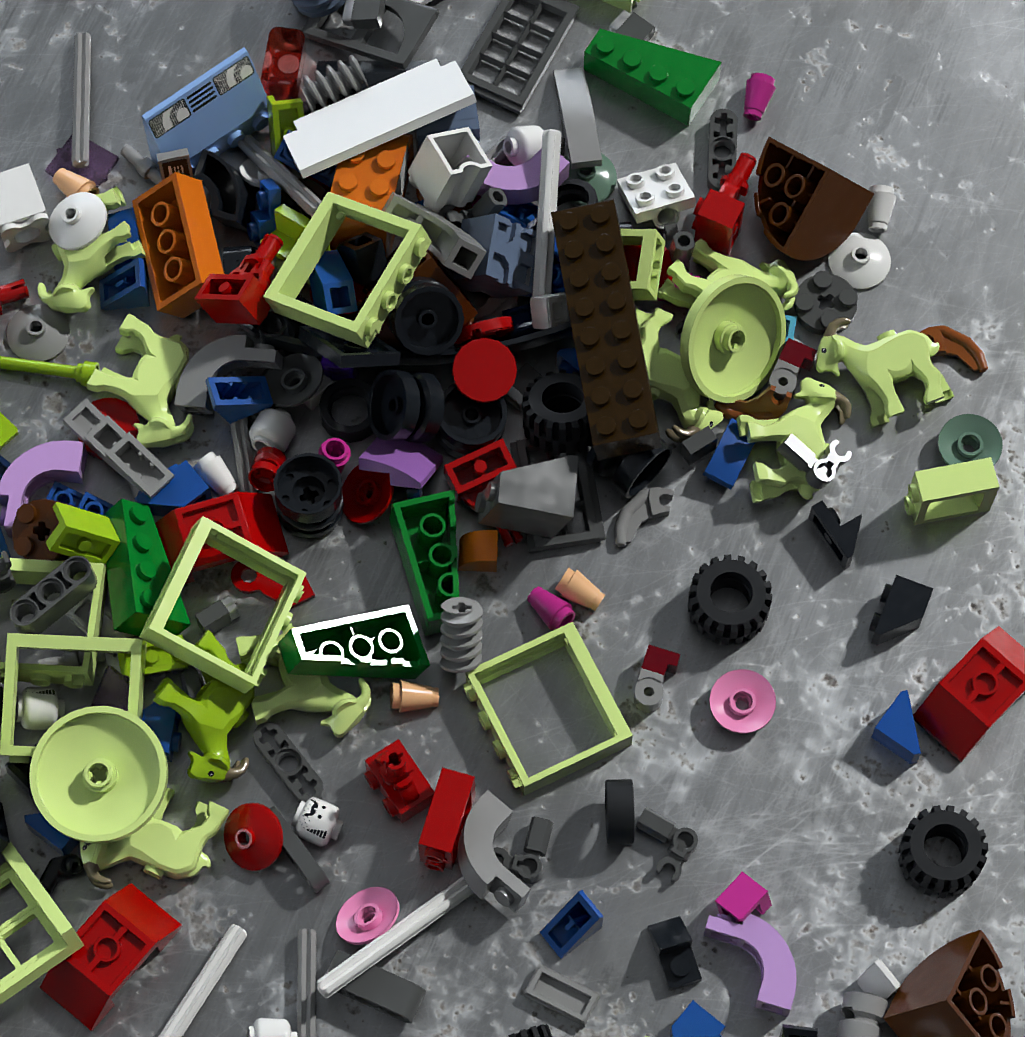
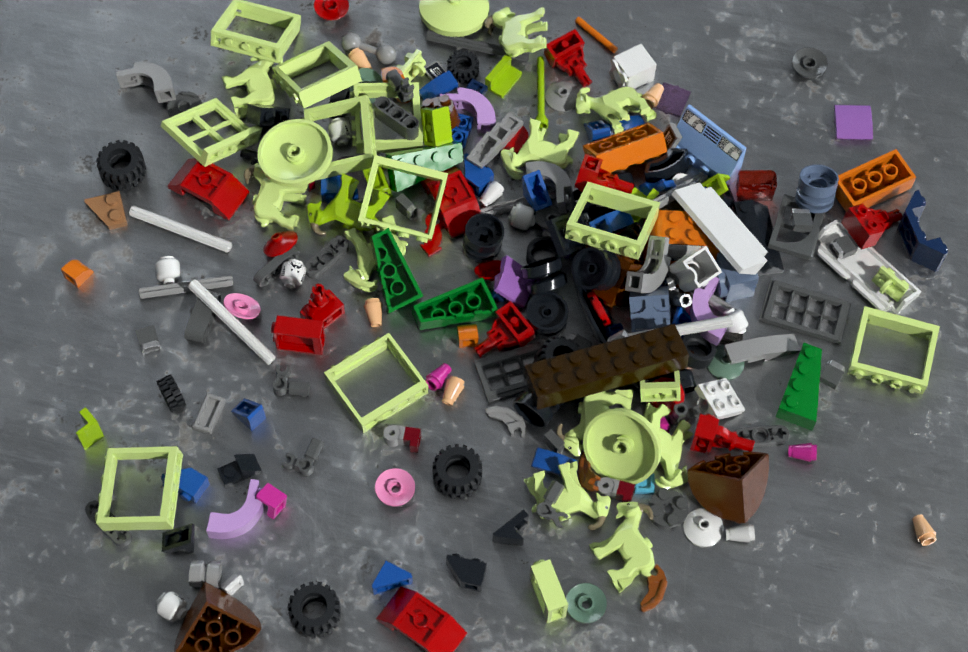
camera: 80 degrees right, 5 degrees down
(77, 221) = (627, 95): white dish -> none
(81, 100) = (710, 90): light grey axle -> none
(264, 468) = (503, 215): red wheel -> none
(333, 83) = (740, 203): light grey piece -> none
(336, 451) = (509, 246): dark pink cone -> none
(461, 635) = (407, 323): light grey piece -> none
(477, 856) = (285, 352): light grey arch -> none
(484, 370) = (571, 310): red tile -> none
(531, 498) = (497, 347): dark grey slope -> none
(619, 811) = (315, 425): black tyre -> none

